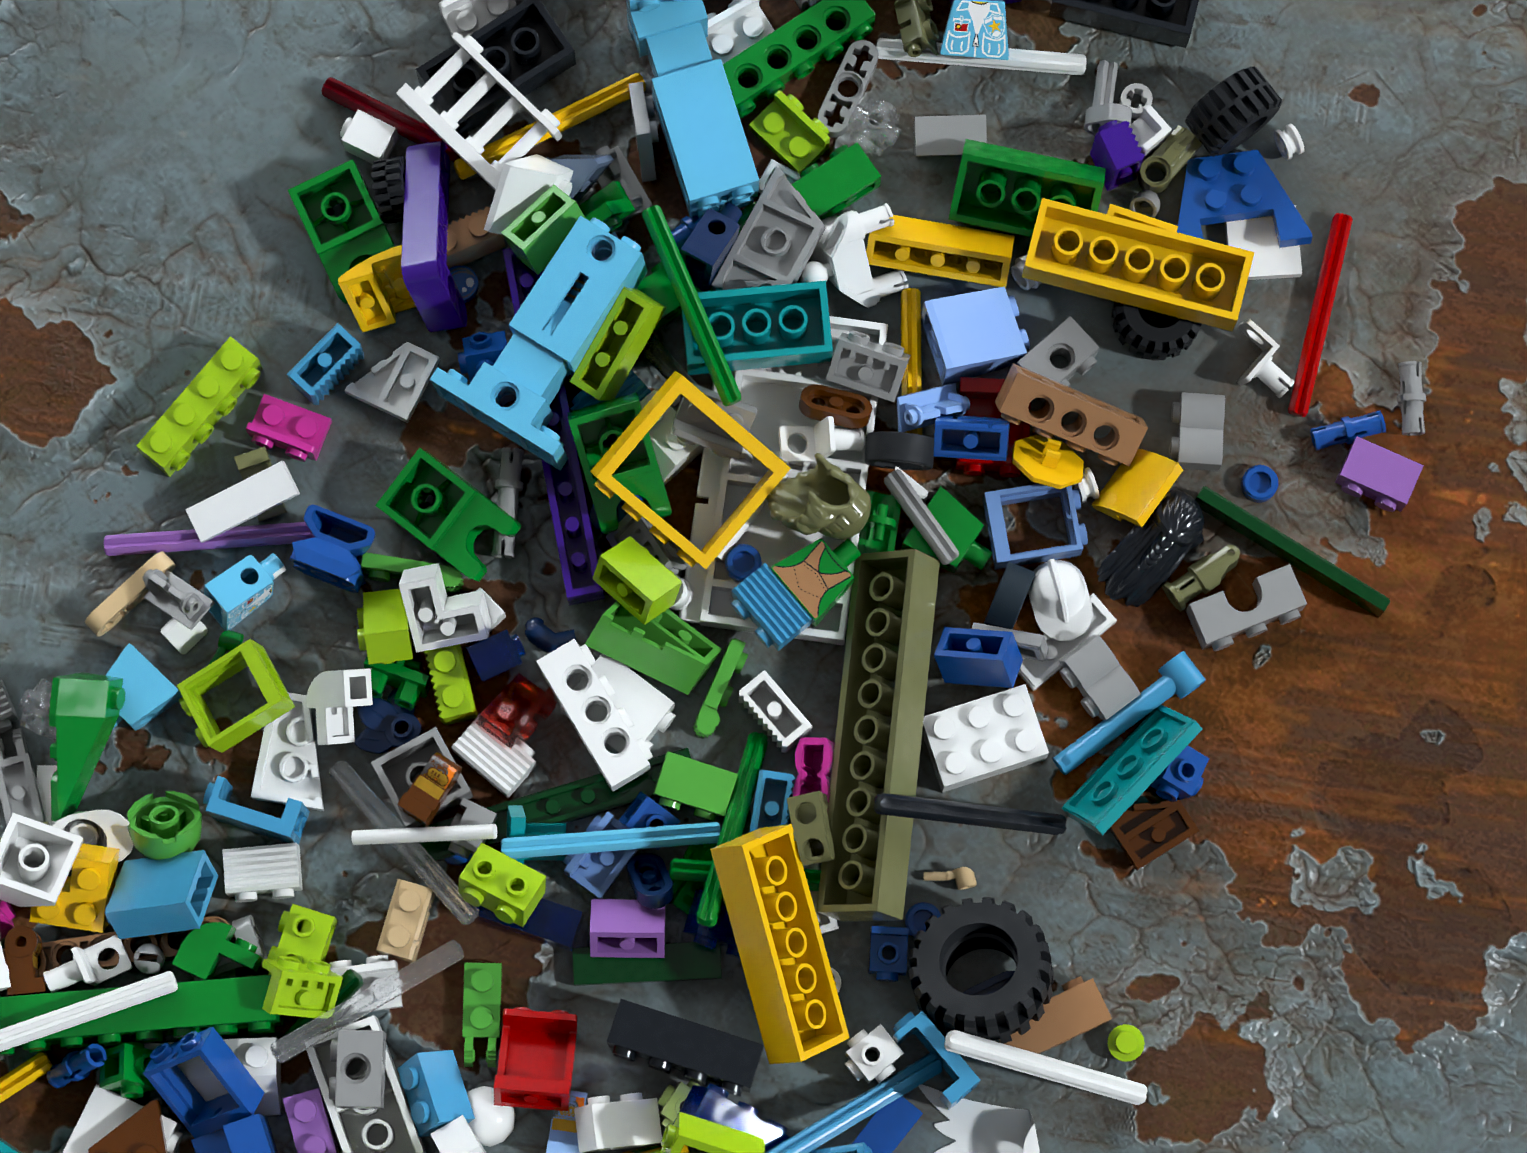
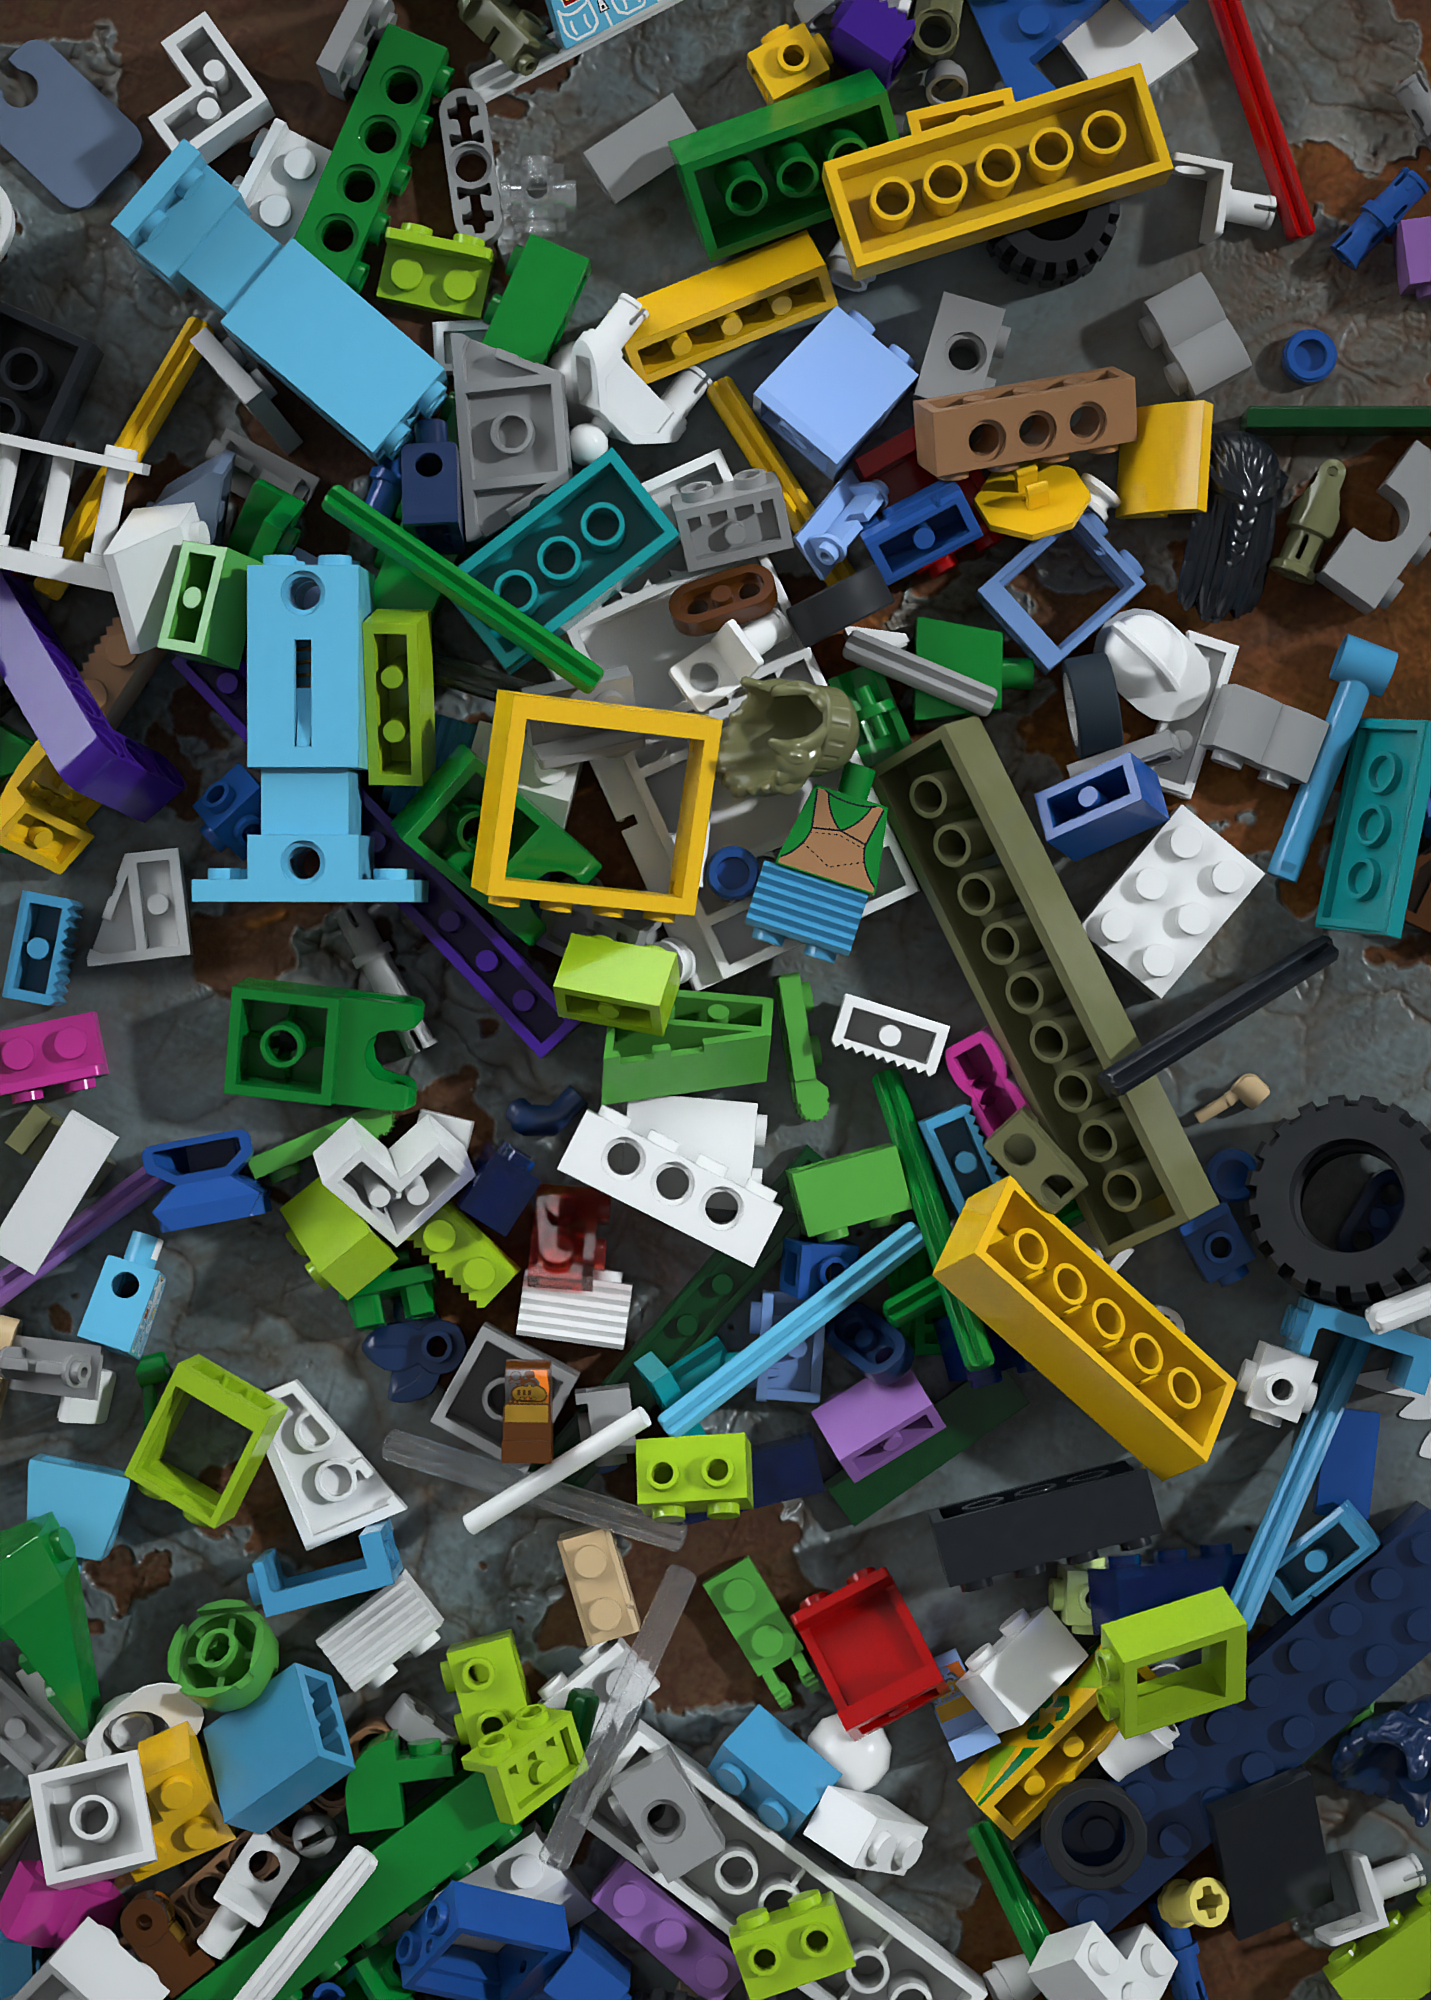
camera: 25 degrees left, 10 degrees up
(334, 697) = (333, 1368): white brick -> none
(466, 281) = (146, 728): blue tile -> none
(1063, 138) = (785, 47): none -> yellow brick

